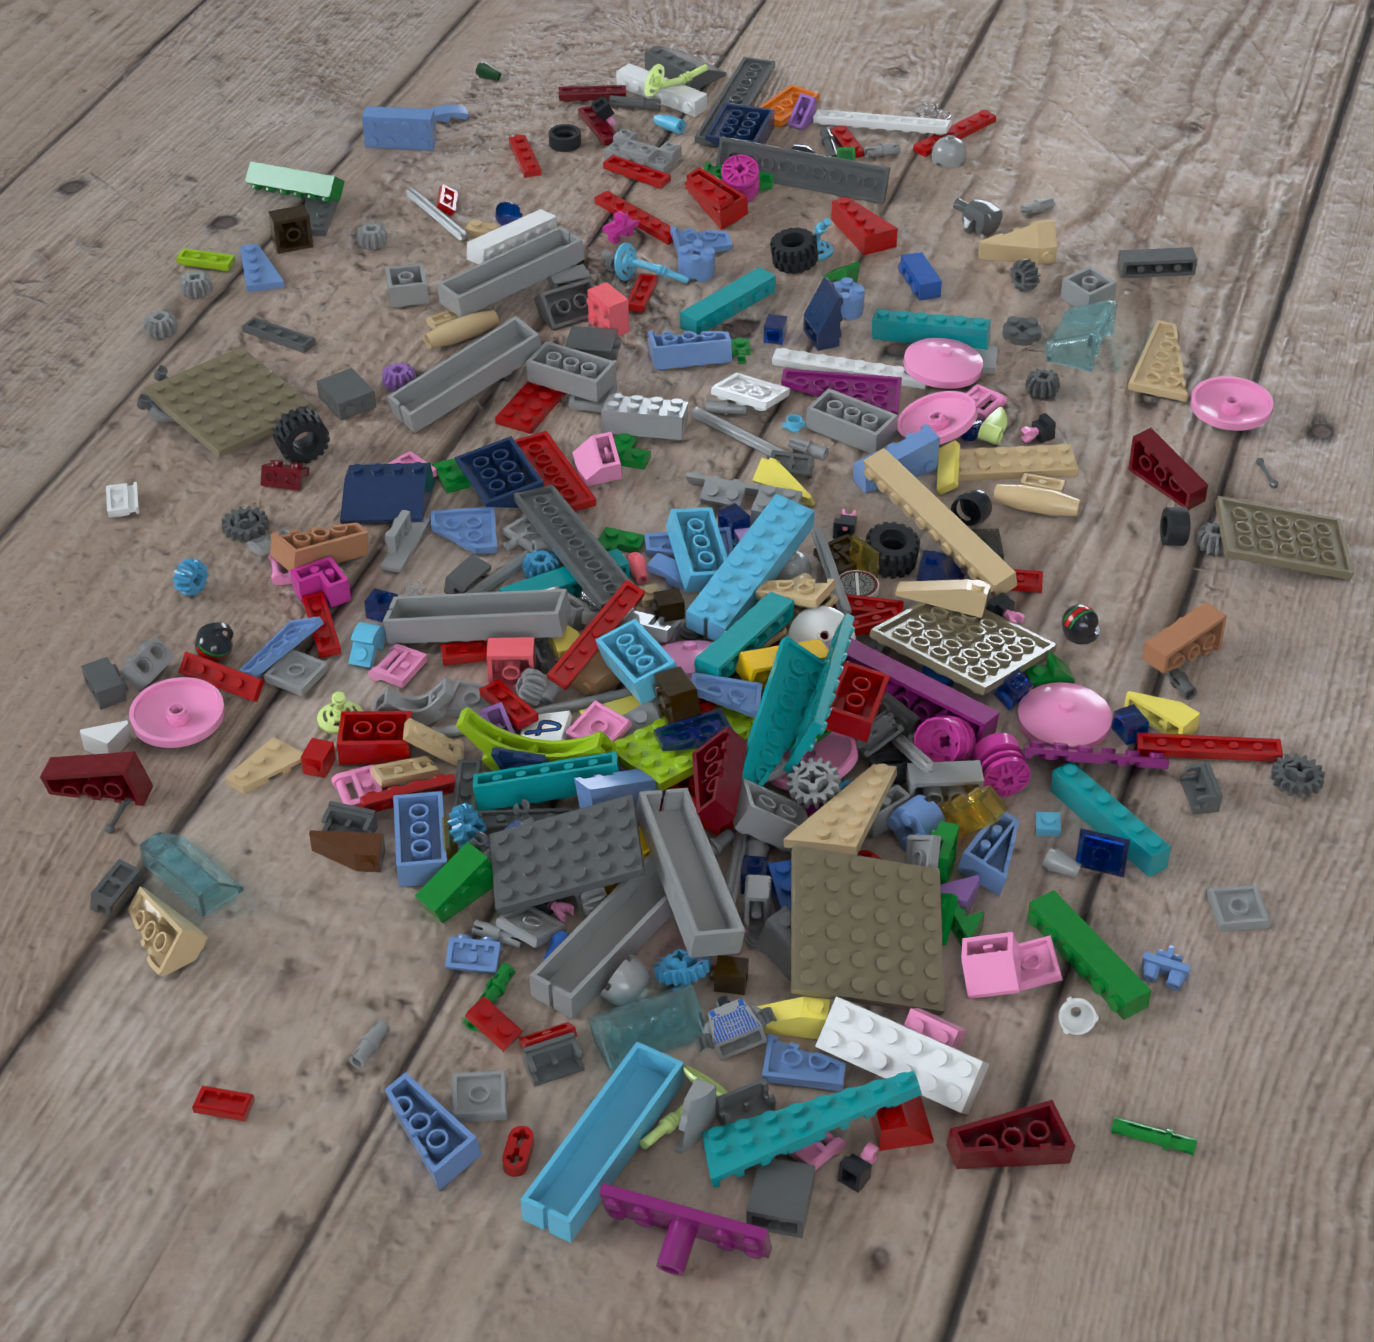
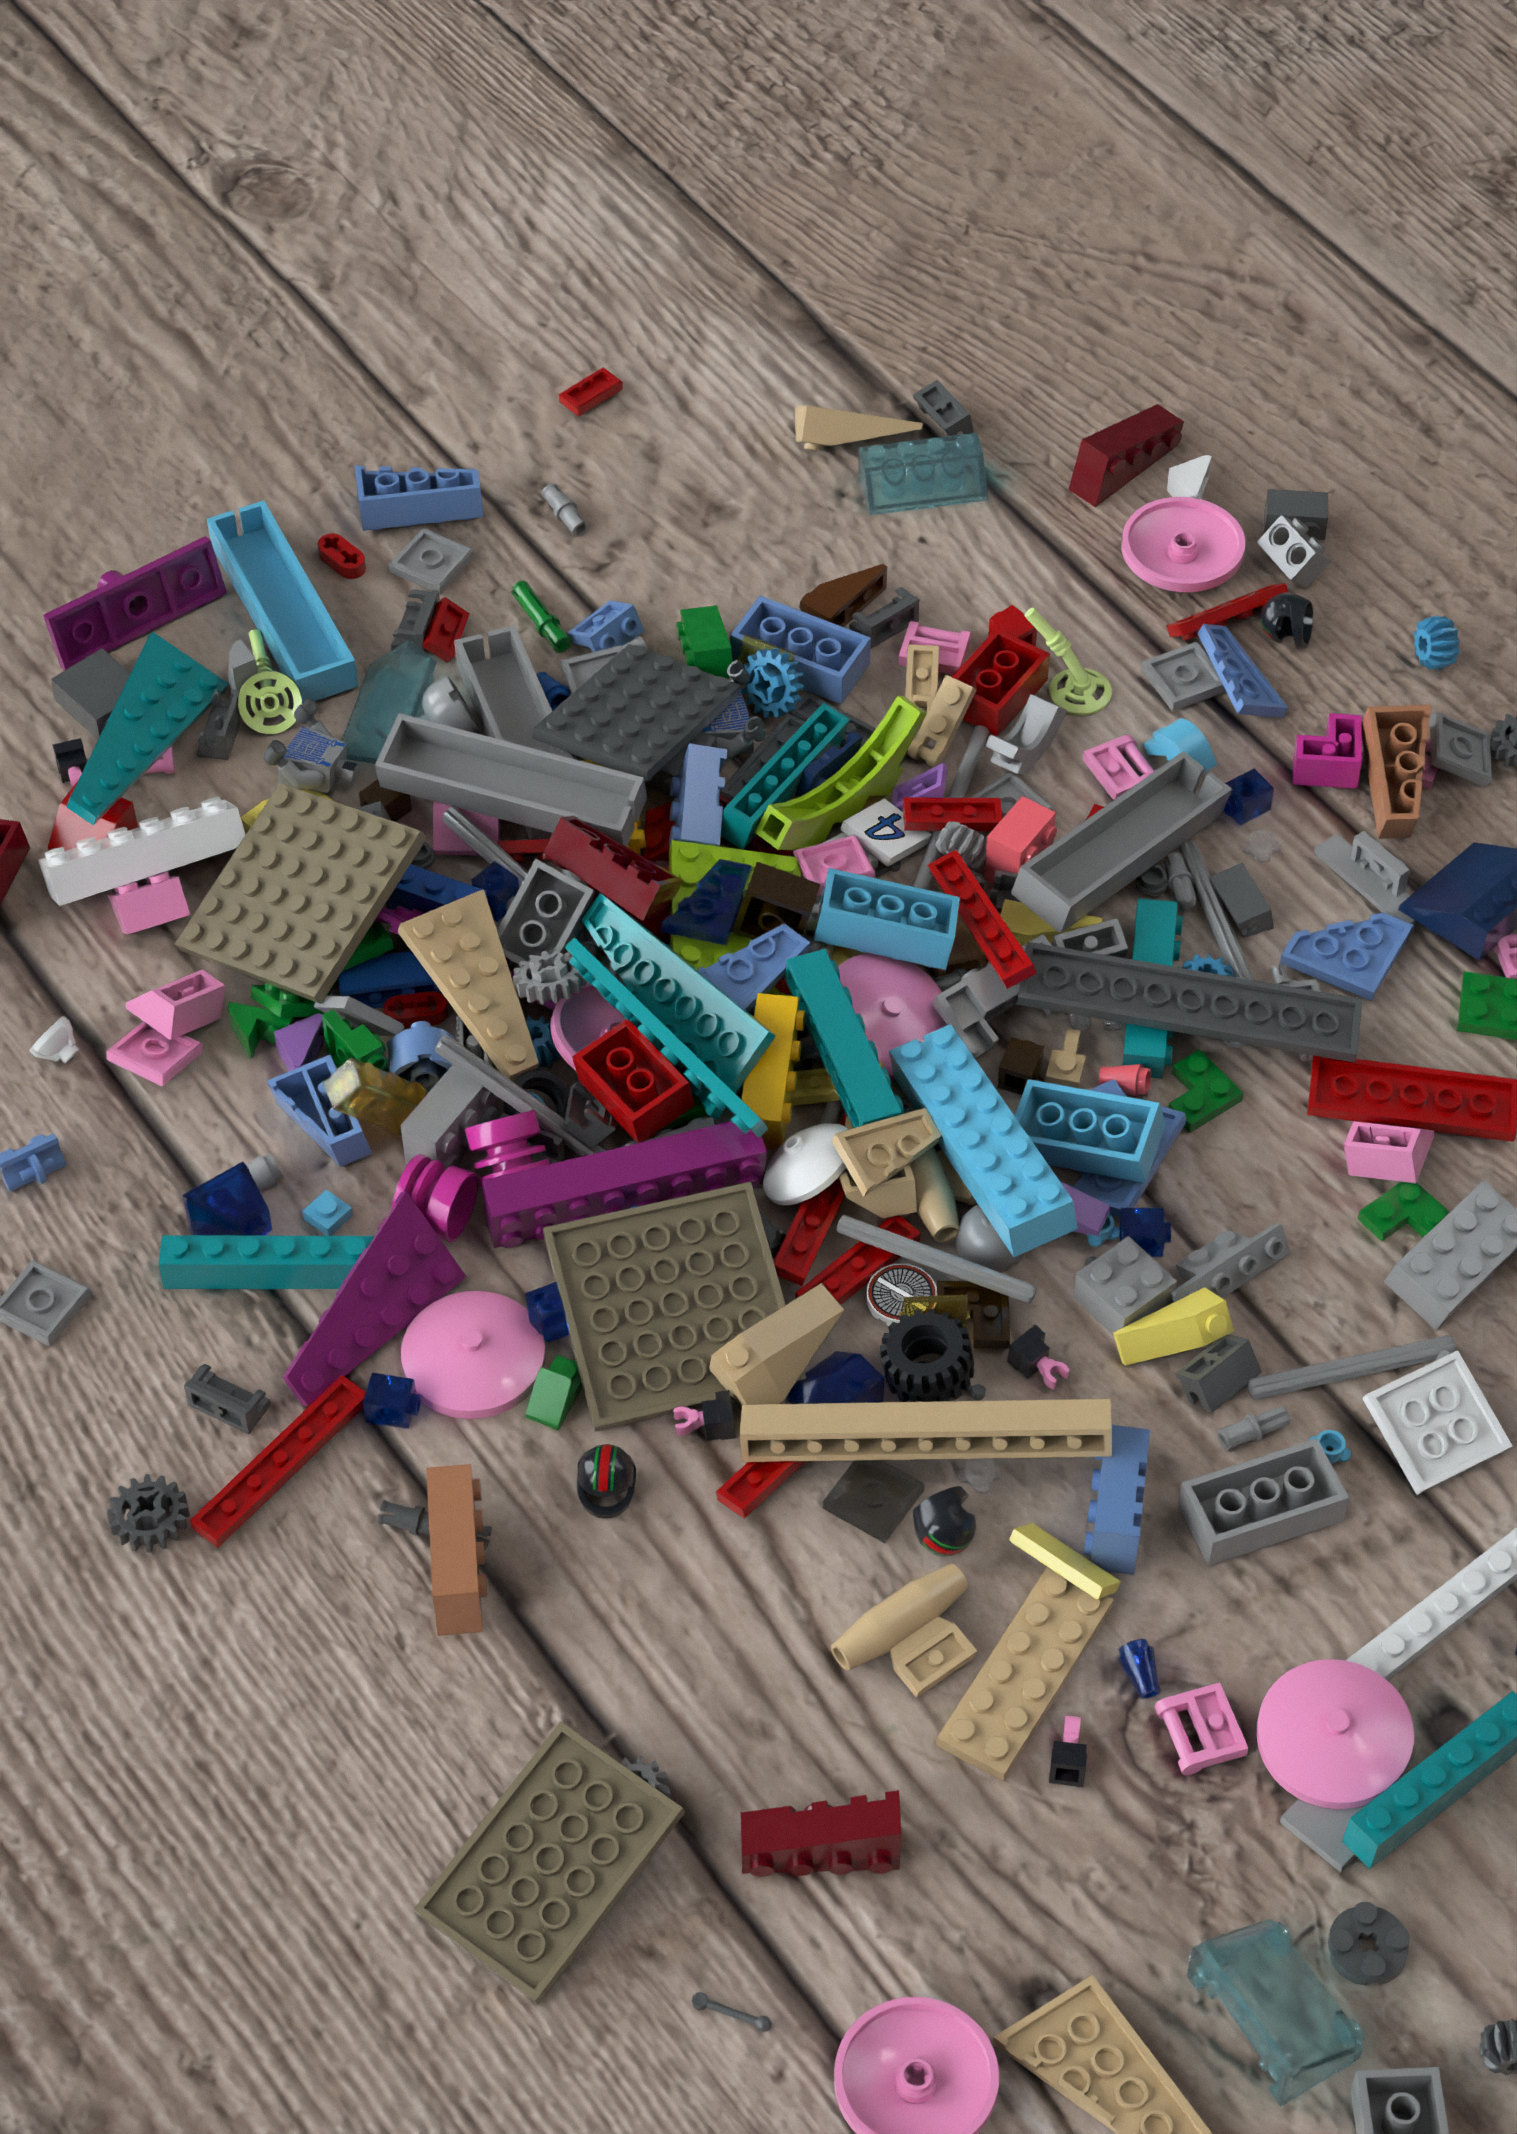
camera: 125 degrees right, 10 degrees up
(110, 827) = (1051, 450): dark grey hinge -> none
(266, 762) = (1049, 593): tan wing -> none
(325, 636) = (1251, 730): red plate -> none
(384, 799) = (882, 670): red plate -> none
(493, 1023) = (499, 598): red plate -> none
(499, 472) = (1430, 1020): dark blue slope -> none
(757, 900) = (446, 852): light grey brick -> none
(797, 1067) = (237, 782): medium blue wing -> none
(871, 389) = (1362, 1578): magenta wing -> none
(945, 412) = (1187, 1616): bright pink dish -> none
(993, 427) = (1124, 1700): yellowish green piece -> none
(1042, 383) = (1180, 1862): dark grey gear -> none
(1089, 955) = (116, 1107): green brick -> none
(1165, 714) = (369, 1450): light yellow slope -> none
(1175, 526) = (692, 1739): black tyre -> none

